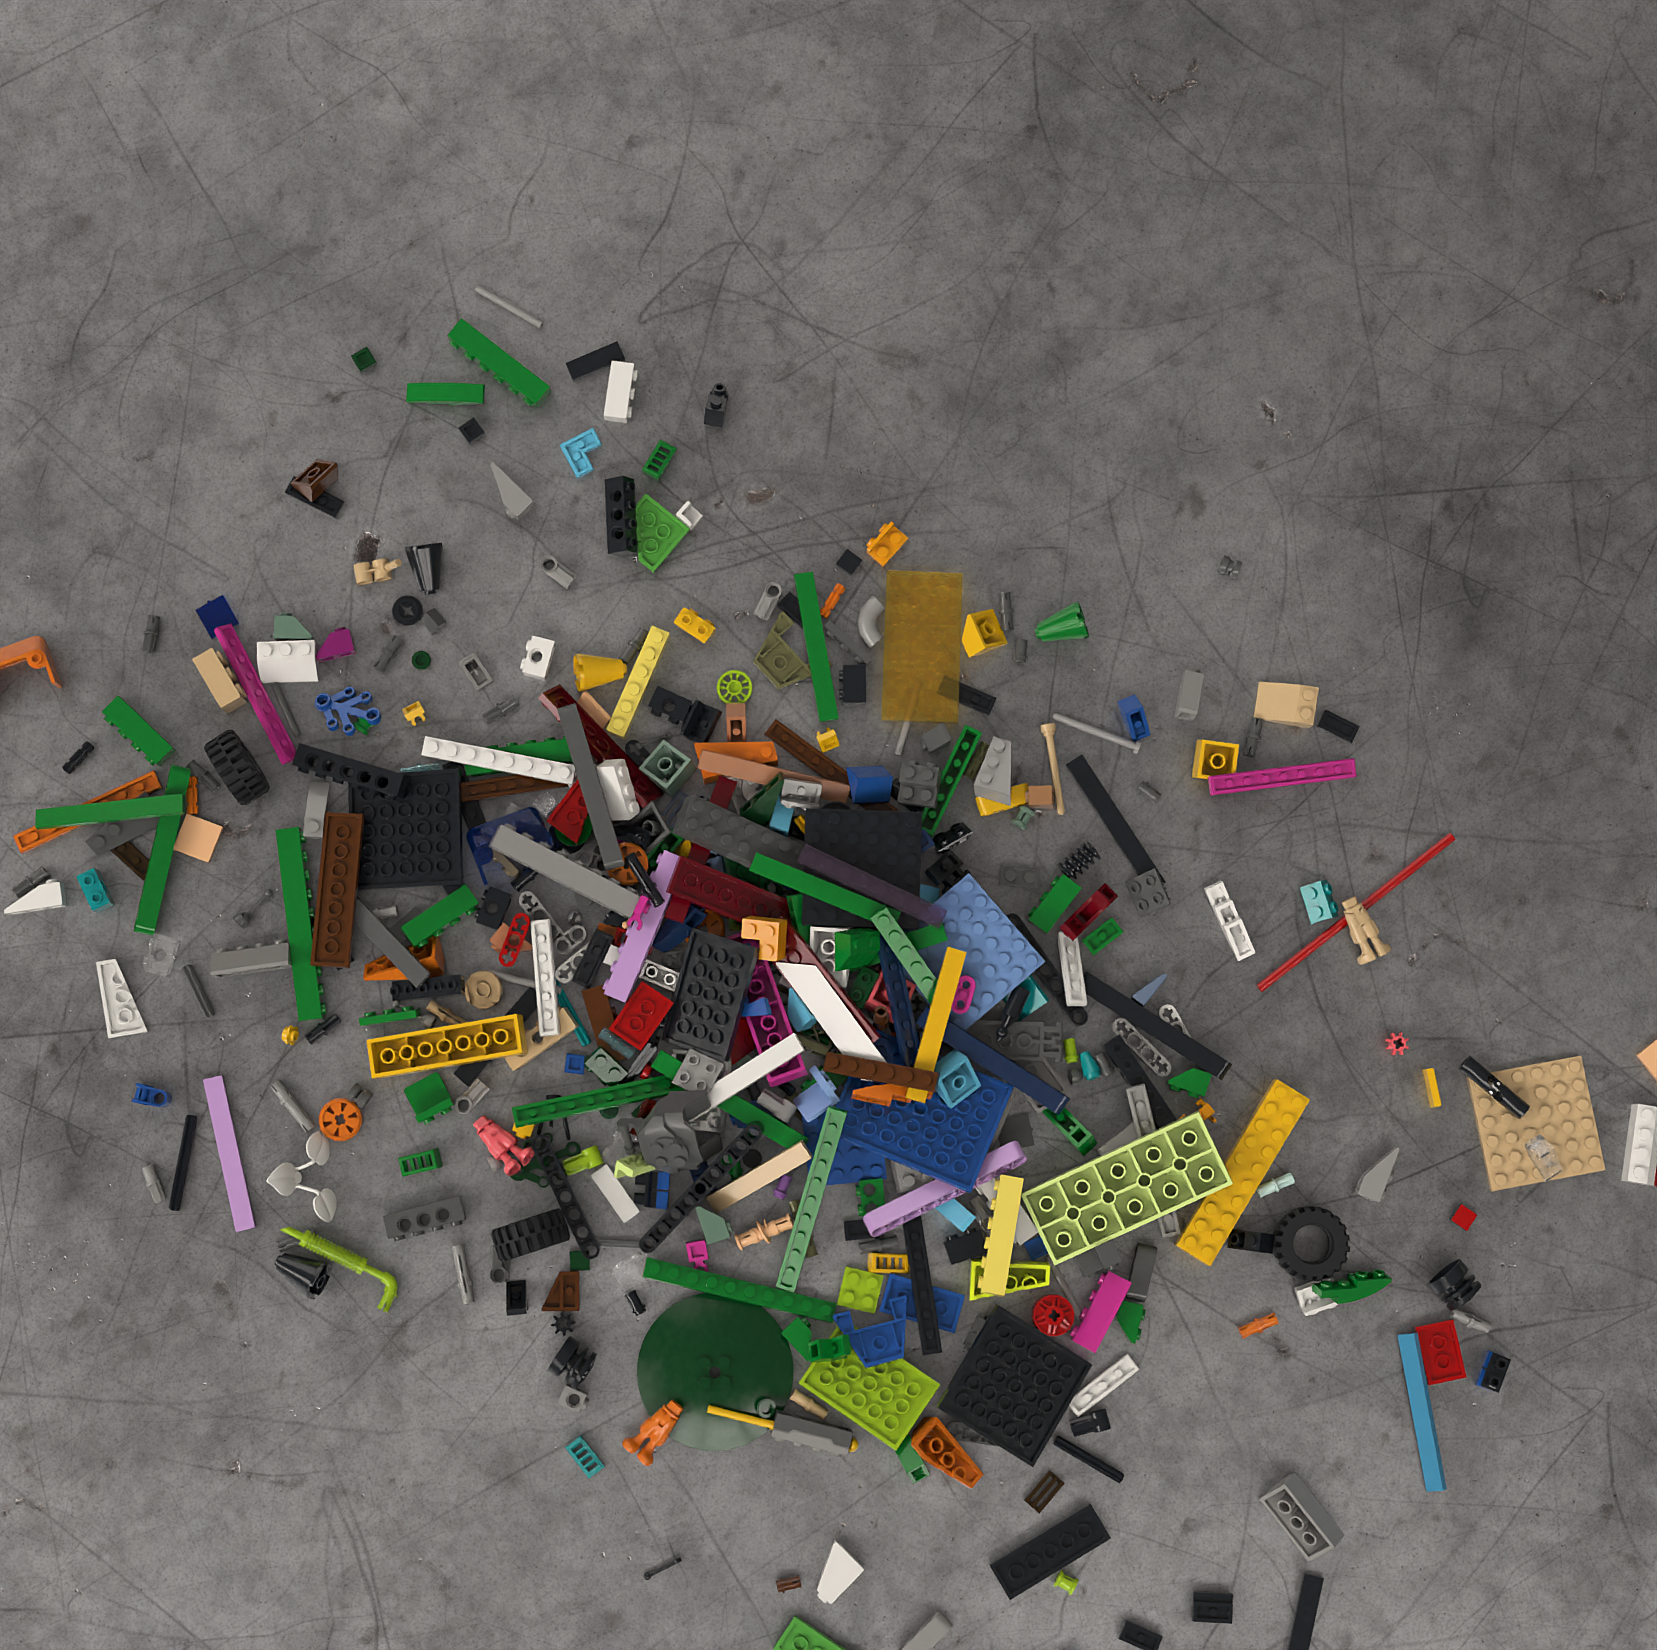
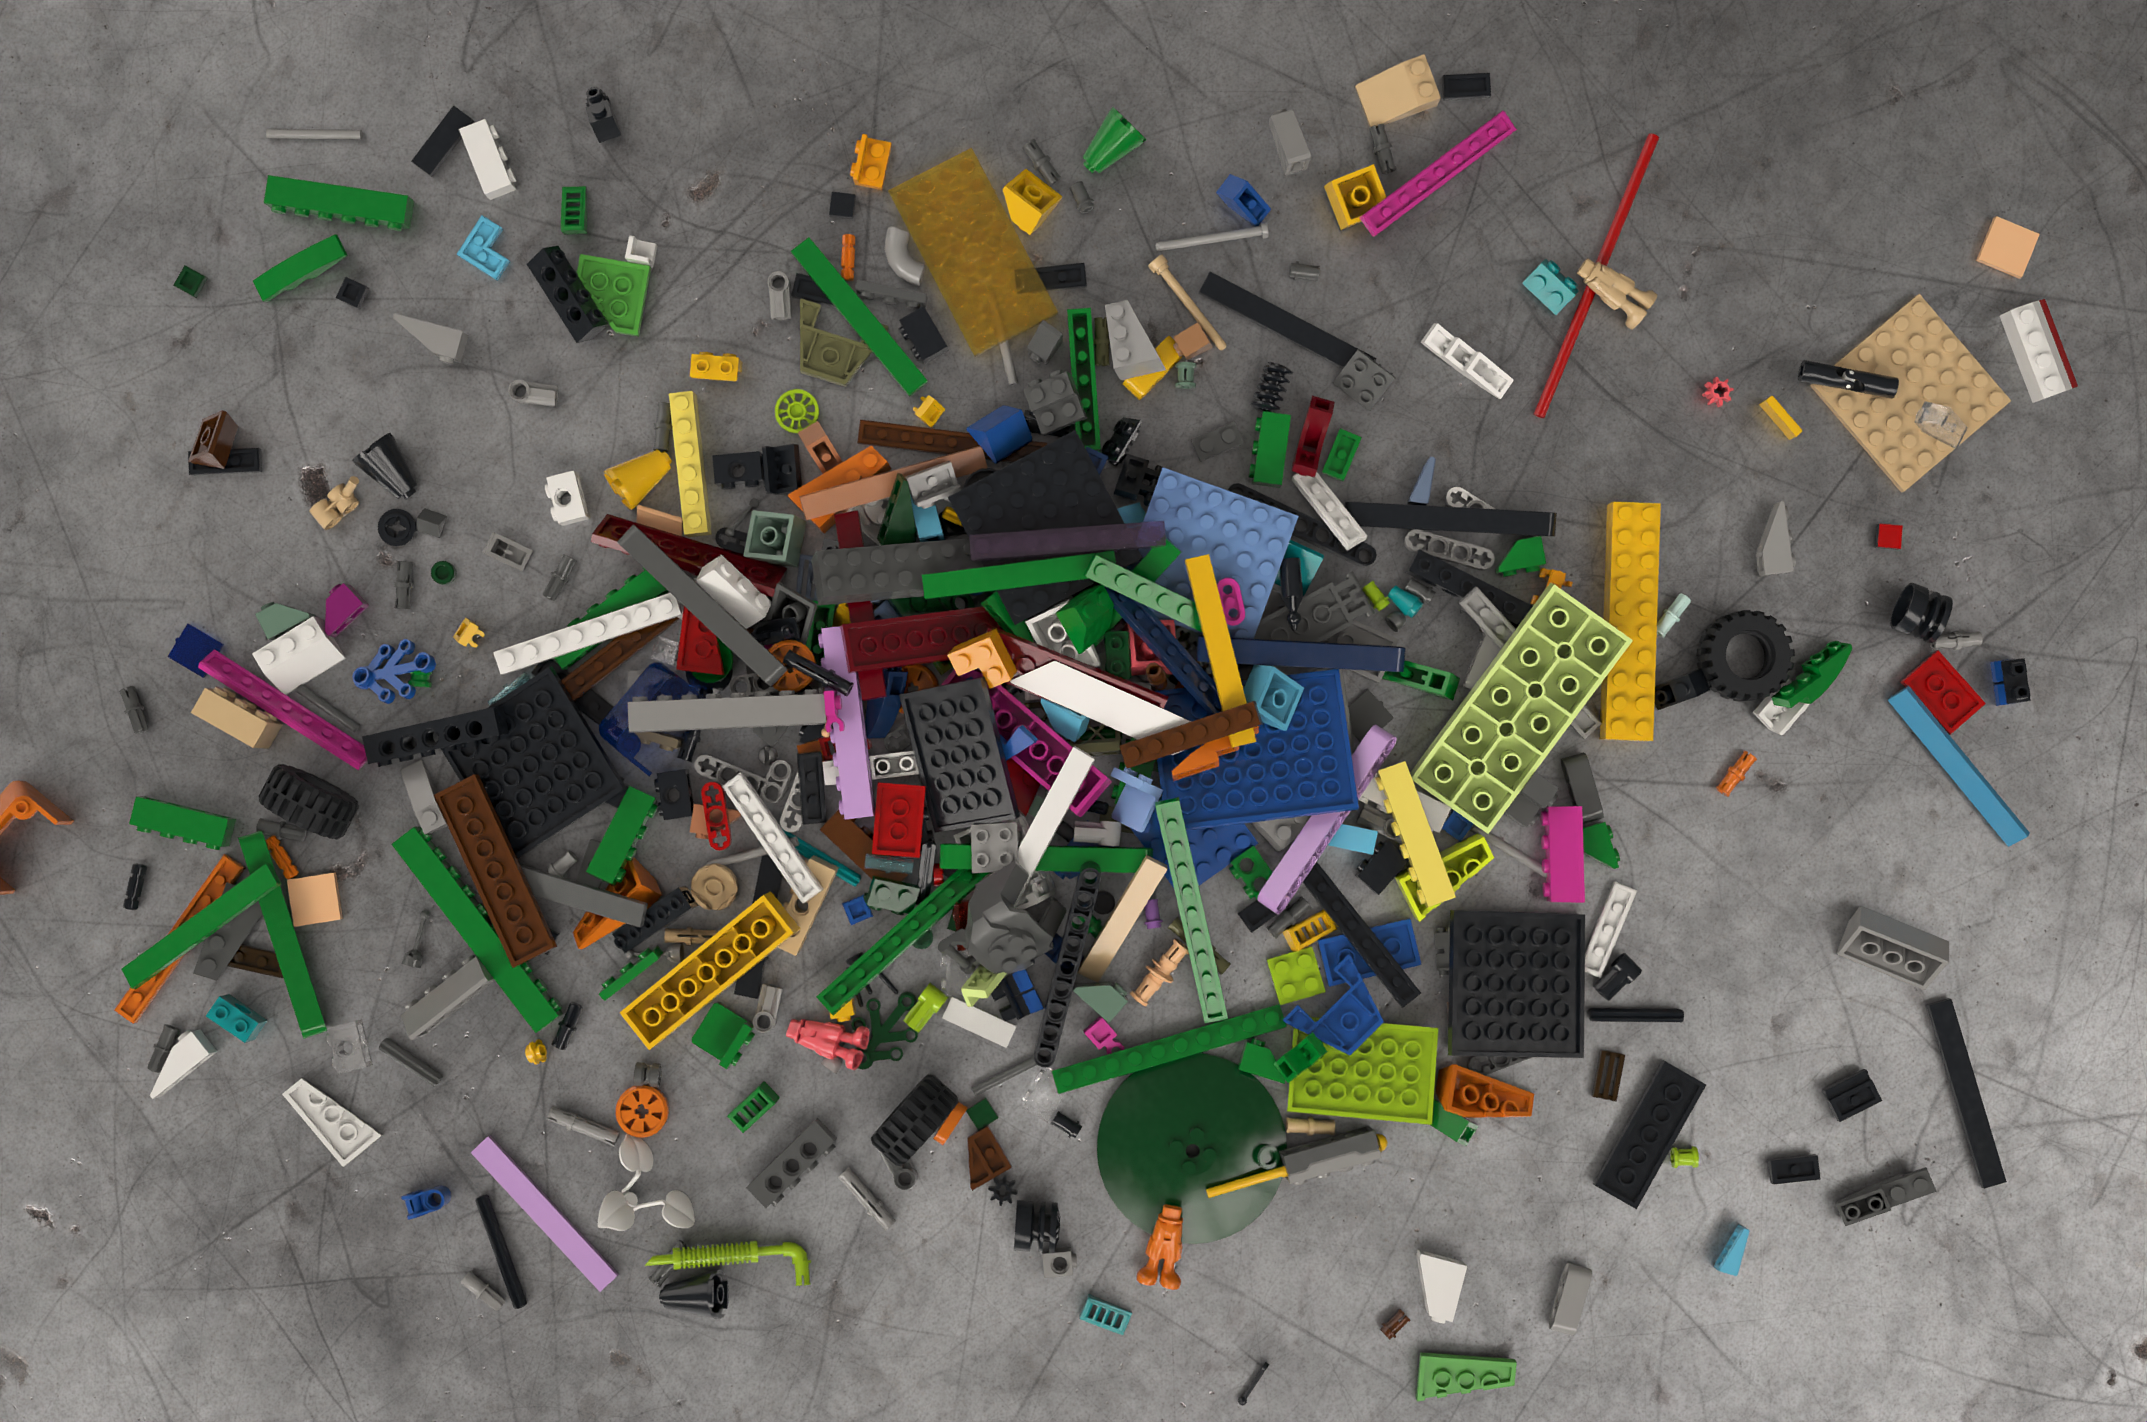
camera: 25 degrees left, 5 degrees up
(516, 1298) = (938, 1191): black slope -> none
(553, 1254) = (950, 1123): none -> orange beam
(566, 1206) = (934, 1067): black beam -> none
(1043, 1307) = (1501, 884): red wheel -> none

